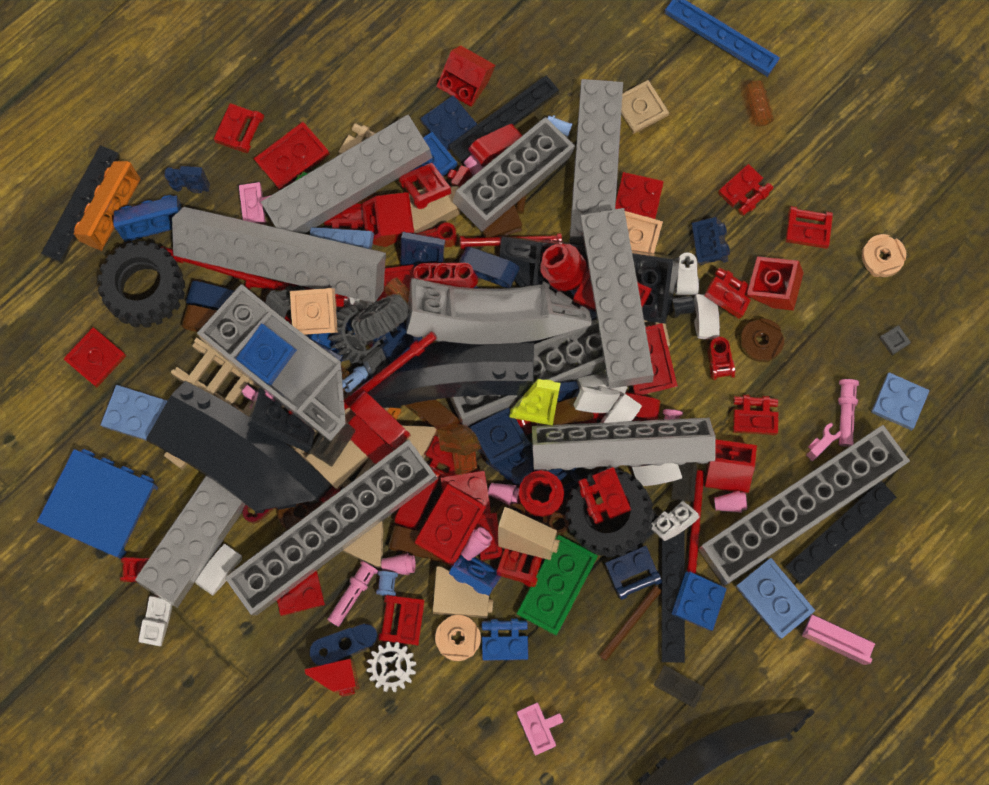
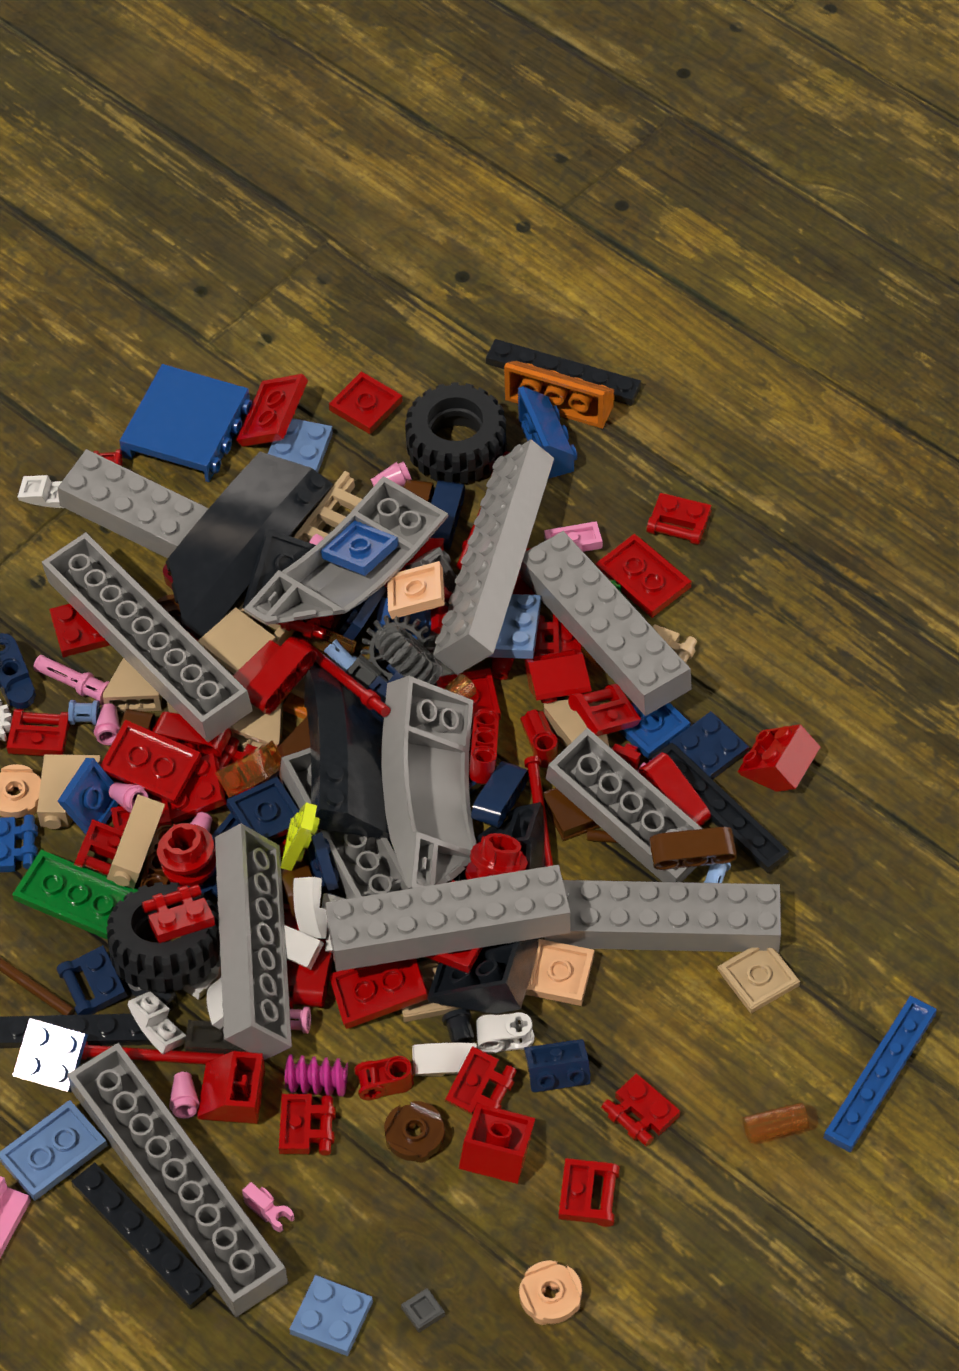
camera: 90 degrees right, 20 degrees down
(97, 430) = (272, 410): none -> red plate
(176, 338) = (396, 472): none -> bright pink cone
(189, 177) = (595, 464): dark blue plate -> none
(217, 569) = (110, 541): white slope -> none
(329, 451) = (253, 632): clear smoke slope -> none
(421, 249) = (513, 716): dark blue plate -> none
(558, 129) = (692, 848): none -> reddish brown beam
(639, 195) = (620, 976): red plate -> none
(719, 405) = (316, 1076): none -> dark pink piece
(848, 402) = (327, 1242): bright pink pin -> none

